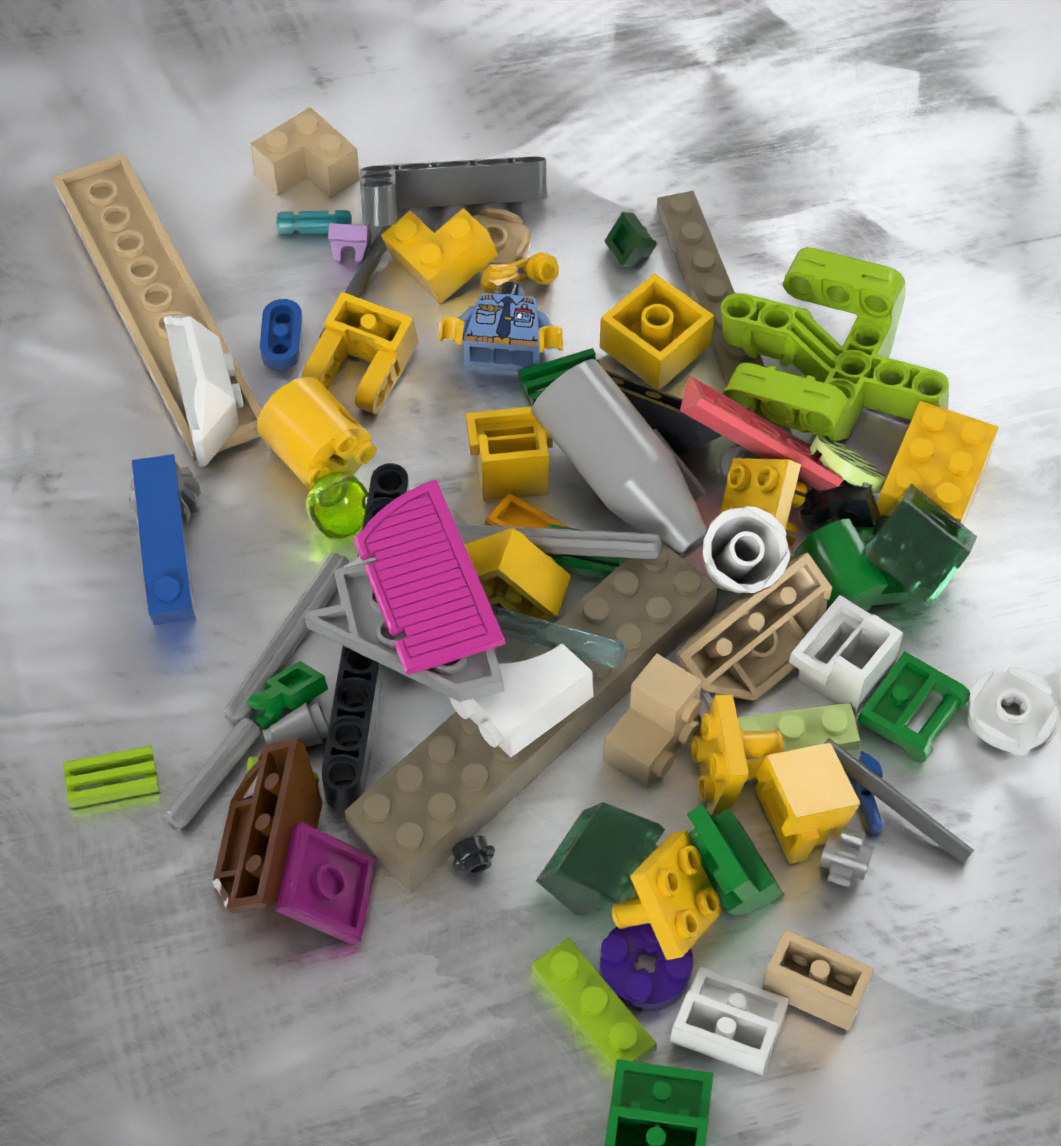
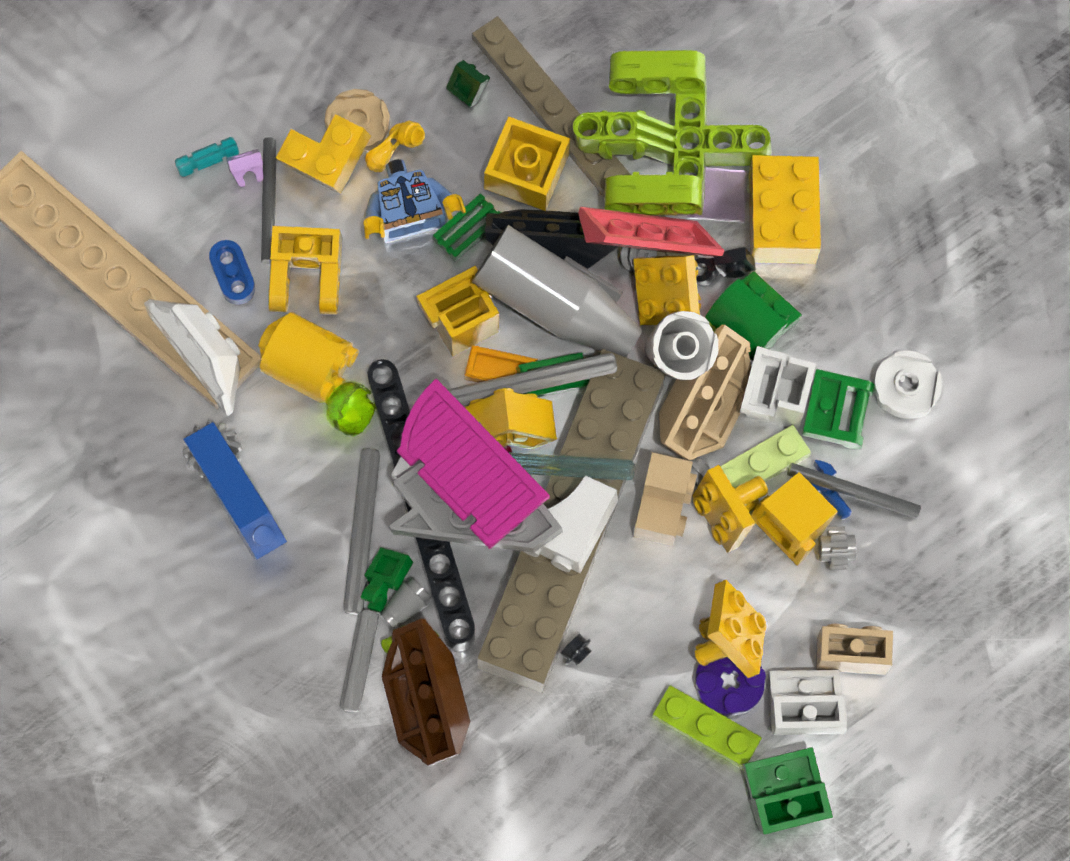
camera: 25 degrees left, 15 degrees up
(108, 770) = (265, 690): lime tile -> none
(303, 150) = (172, 91): tan brick -> none
(326, 883) = (486, 715): magenta tile -> none
(449, 184) = (298, 85): dark grey beam -> none
(598, 858) = (671, 621): clear green slope -> none
(732, 862) = (761, 584): green brick -> none
(847, 464) = (719, 229): yellowish green tile -> none
(919, 544) = (798, 281): clear green slope -> none

